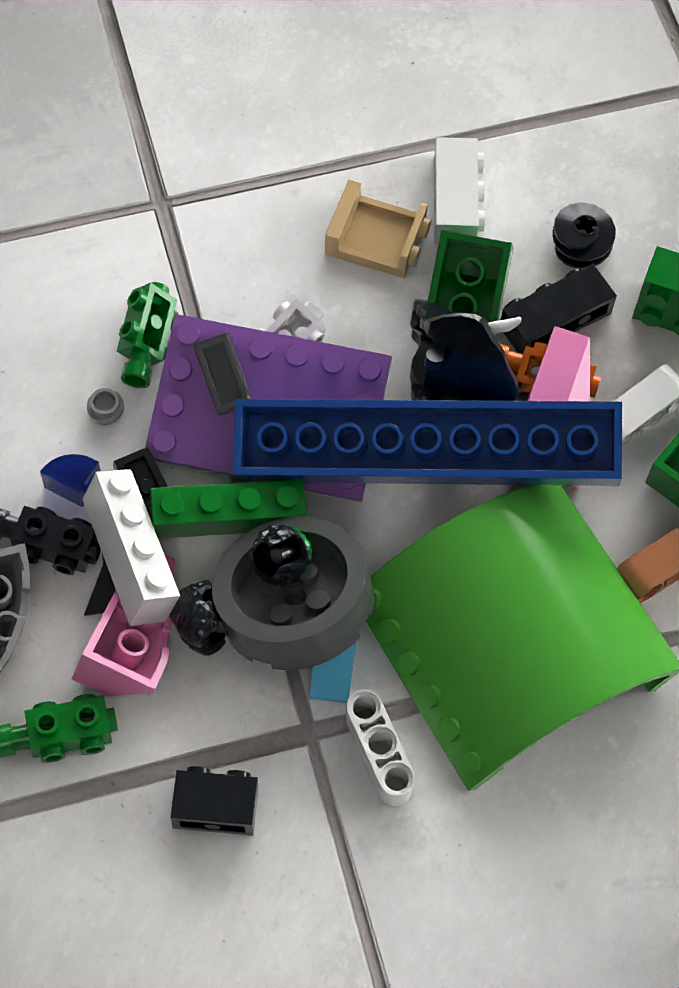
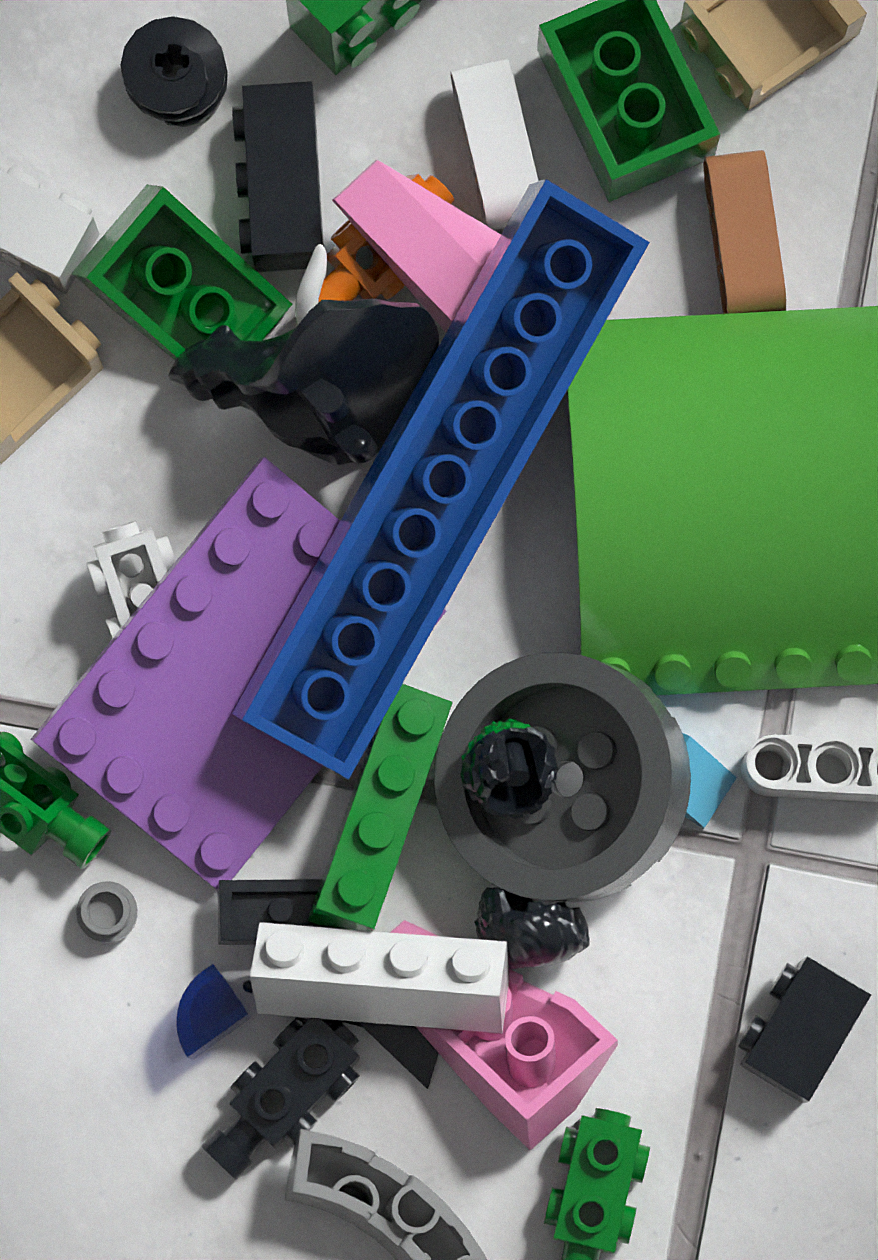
camera: 60 degrees left, 15 degrees up
(222, 372) = (169, 716): dark grey tile -> none

